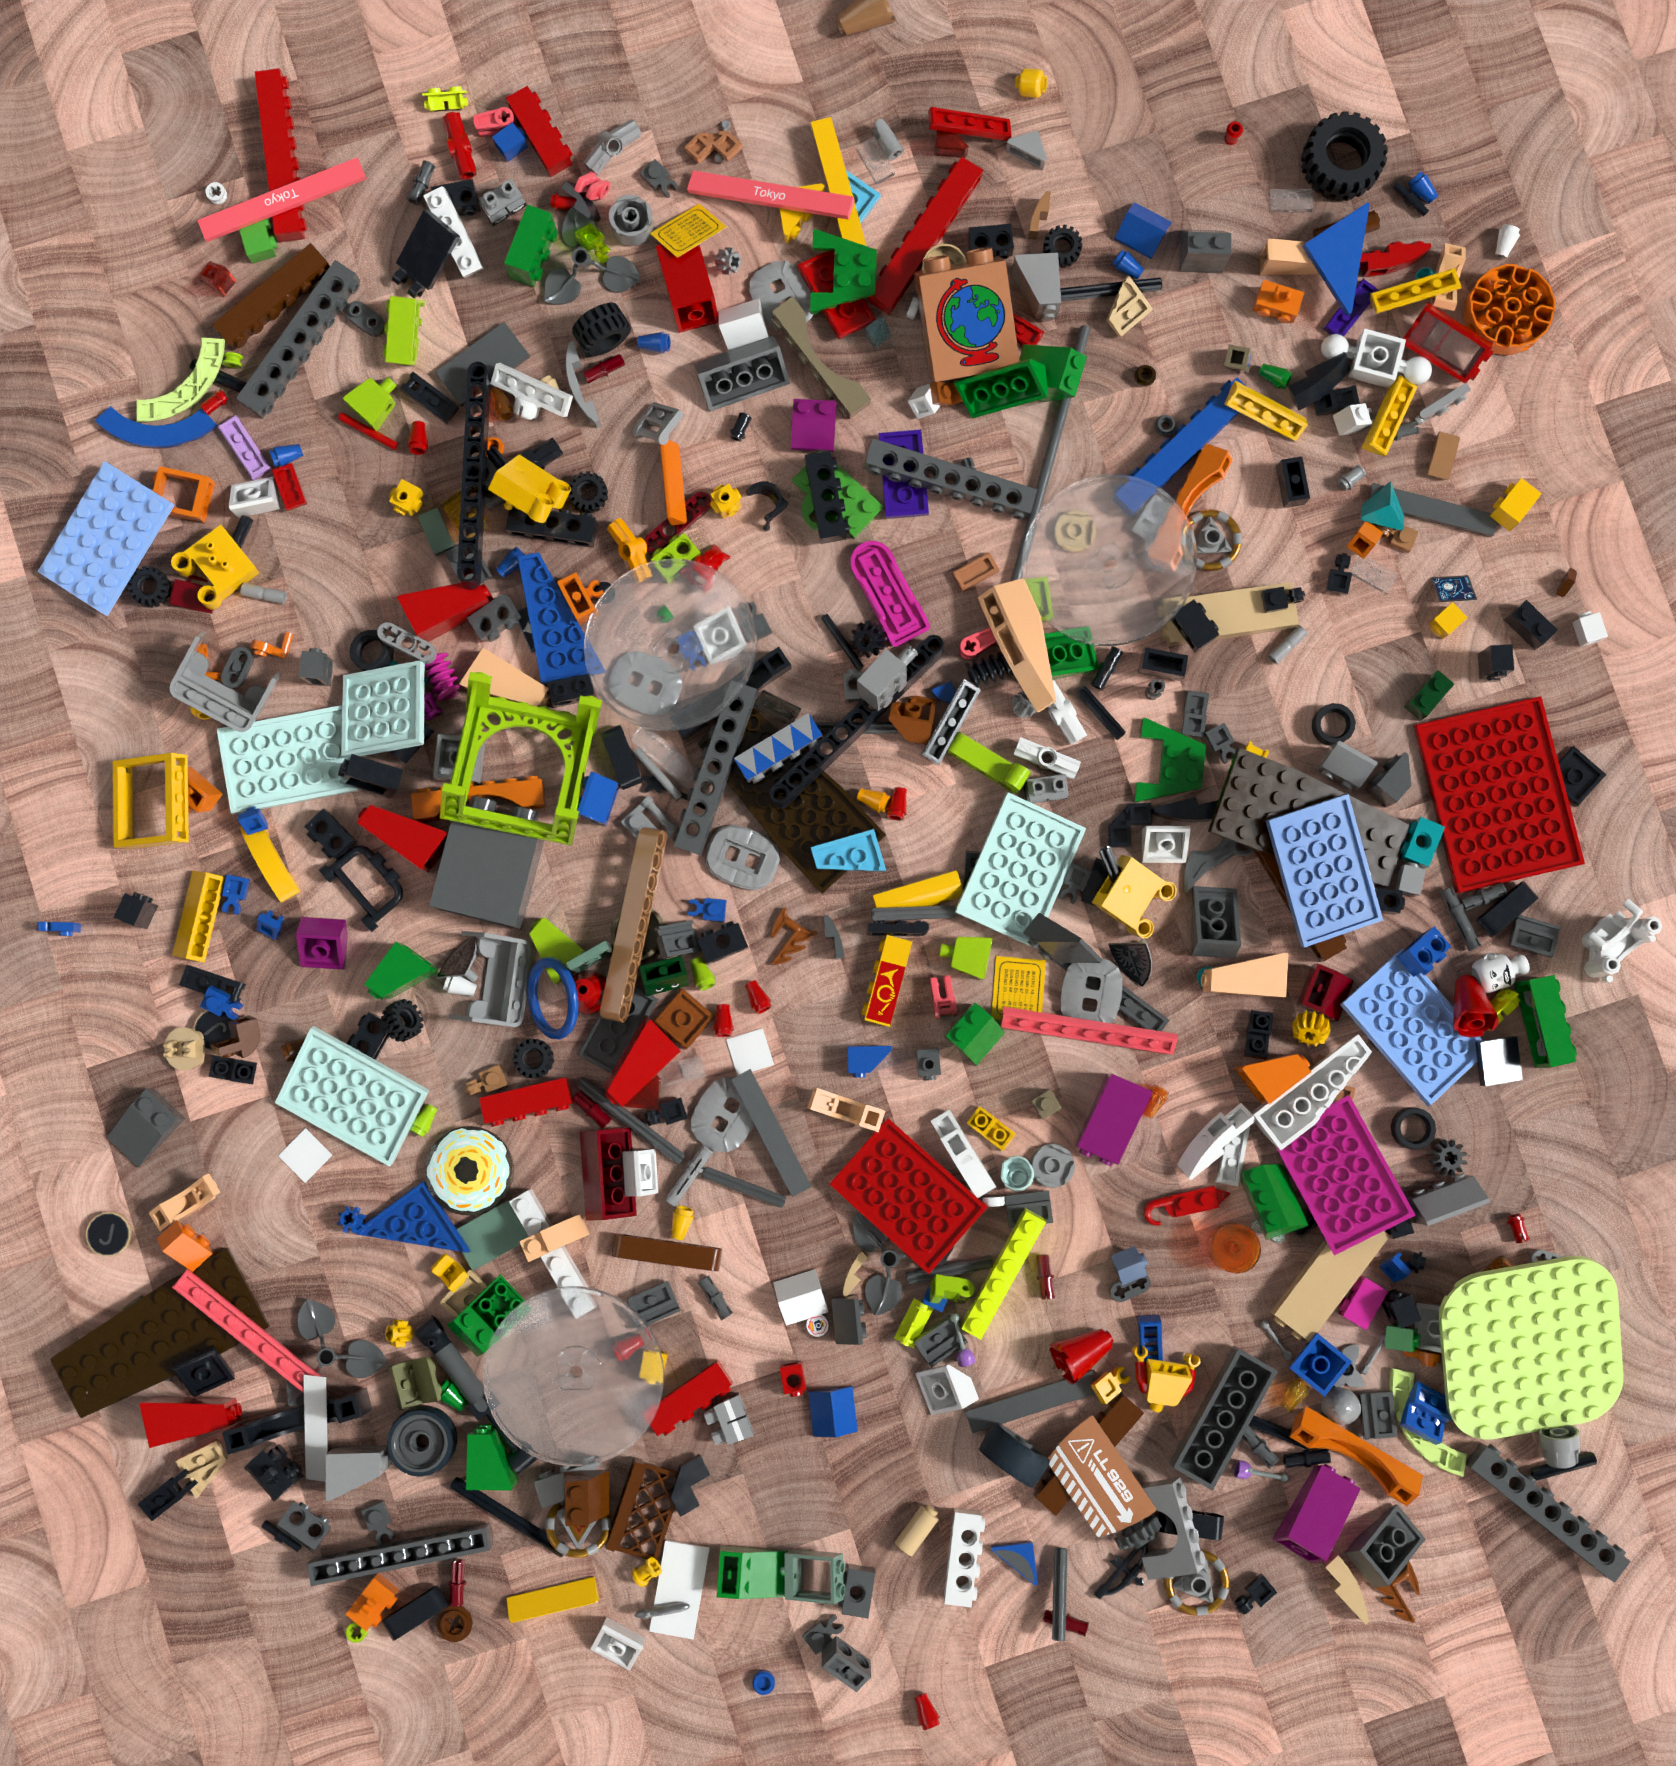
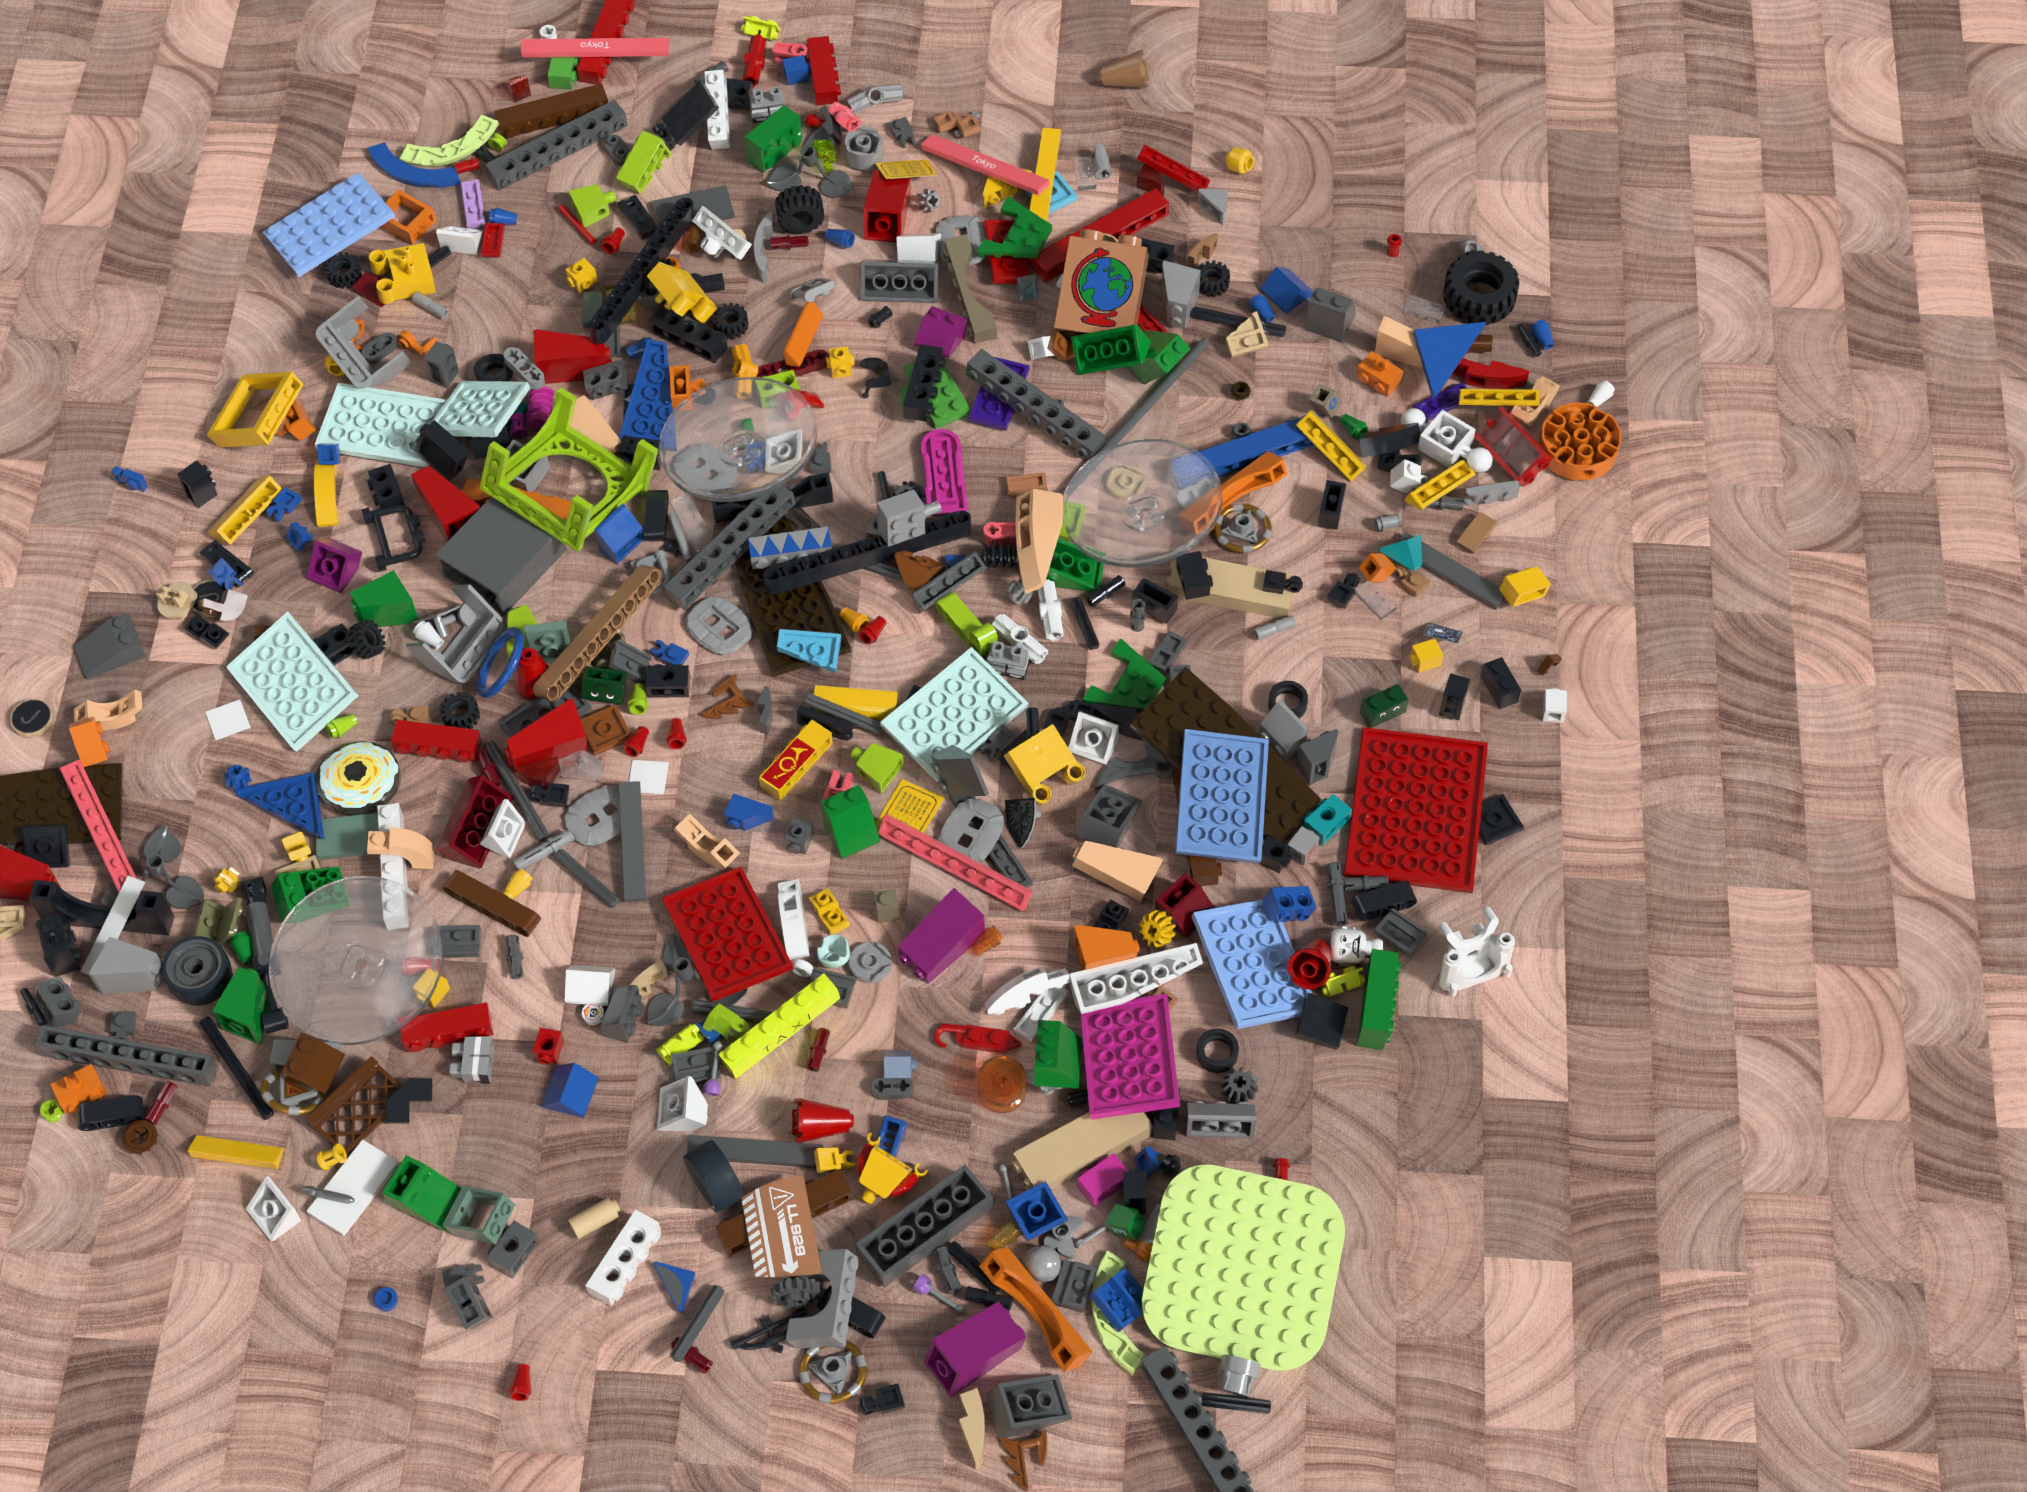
camera: 25 degrees right, 25 degrees down
(1314, 108) = (1464, 246): none -> light grey hinge

